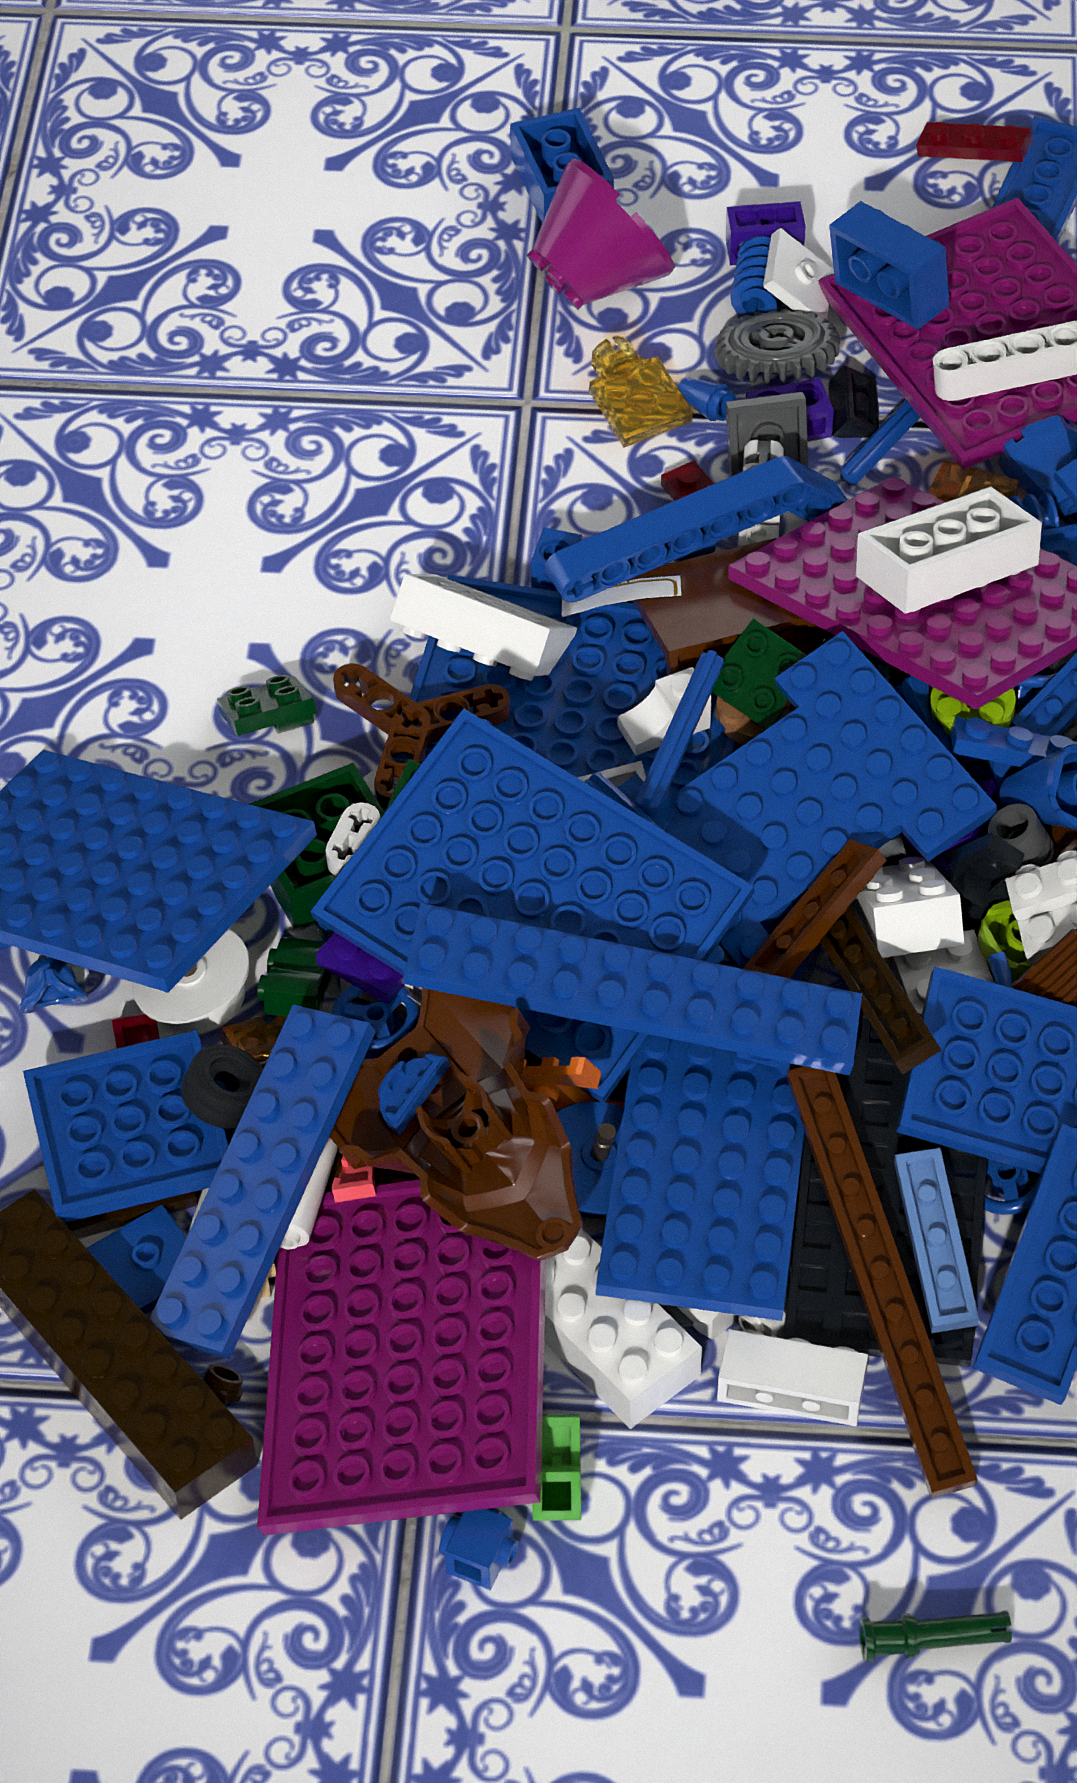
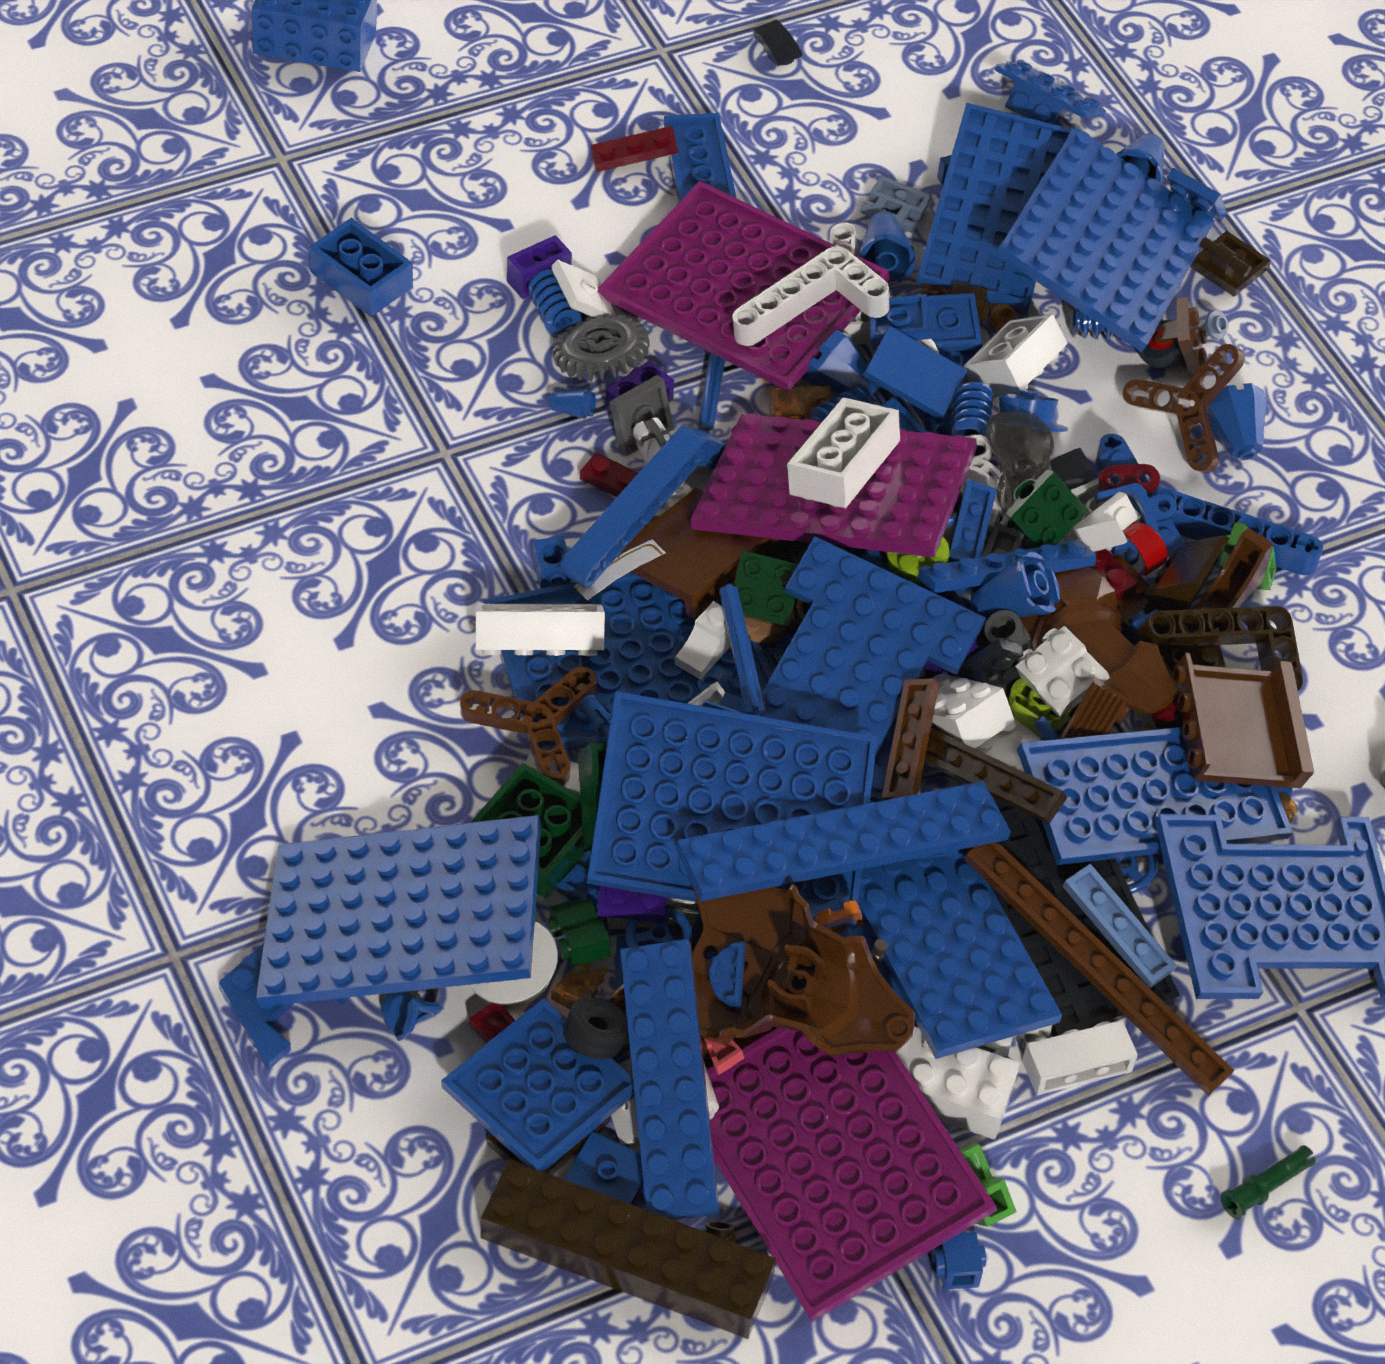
camera: 35 degrees left, 0 degrees up
(277, 703) = (421, 747): dark green plate -> none
(345, 835) = (559, 818): white beam -> none
(593, 243) = (433, 313): magenta cone -> none
(635, 393) = (522, 417): clear yellow plate -> none
(853, 403) = (676, 366): black slope -> none
(889, 265) = (655, 261): blue brick -> none

